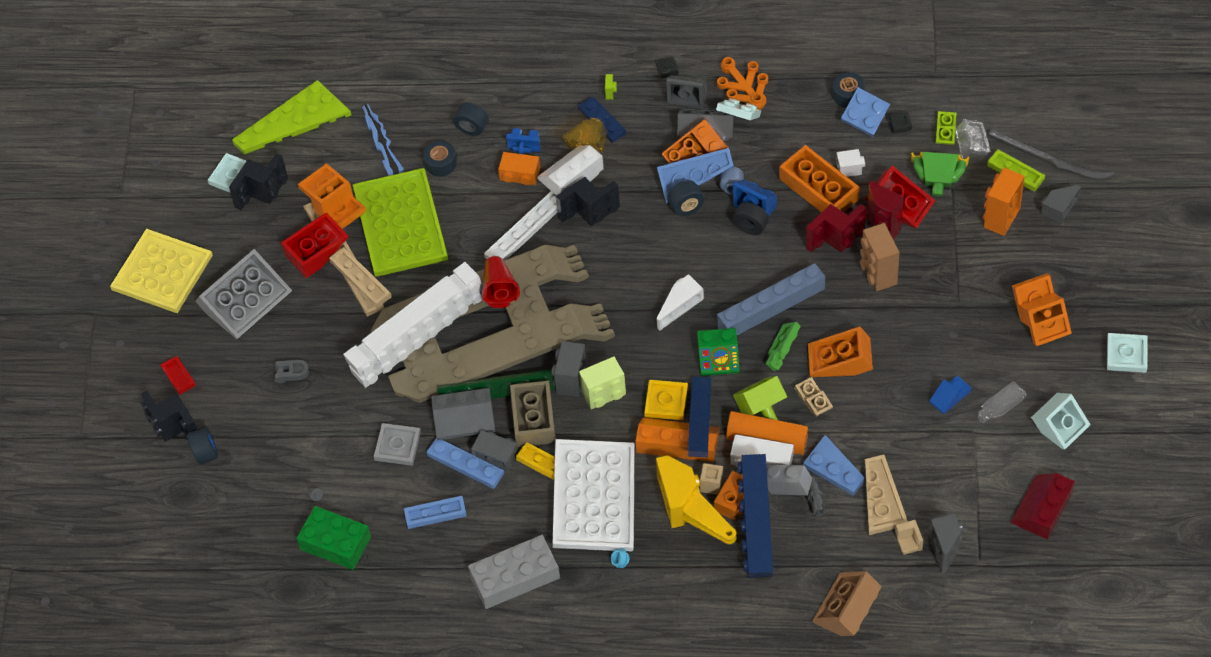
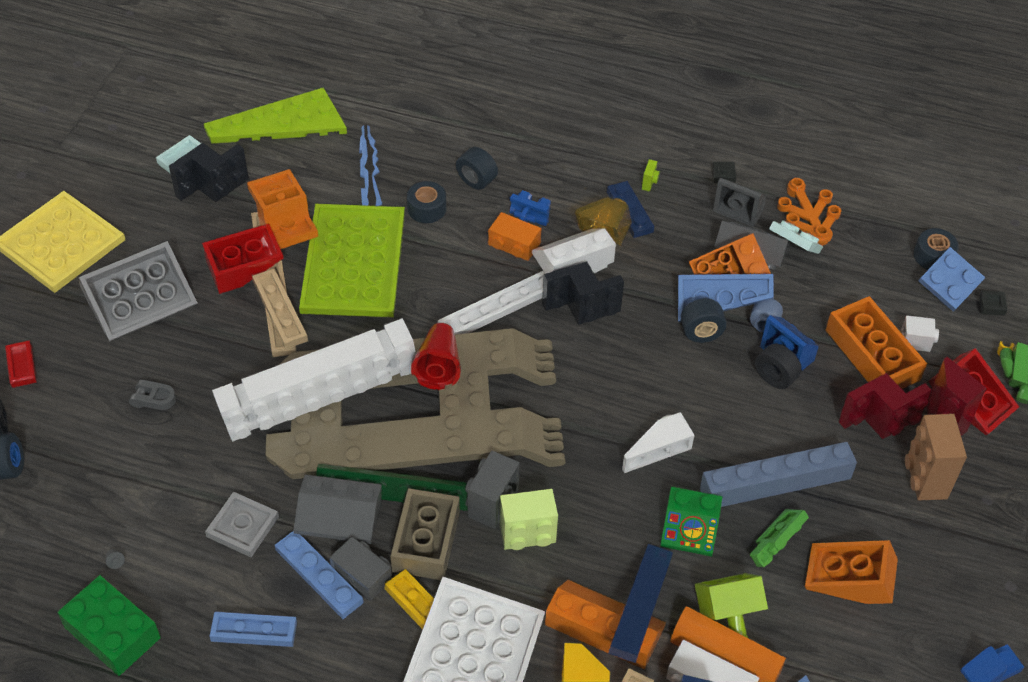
camera: 10 degrees right, 5 degrees down
(666, 400) = (605, 565): yellow plate -> none
(812, 397) = (801, 617): tan slope -> none

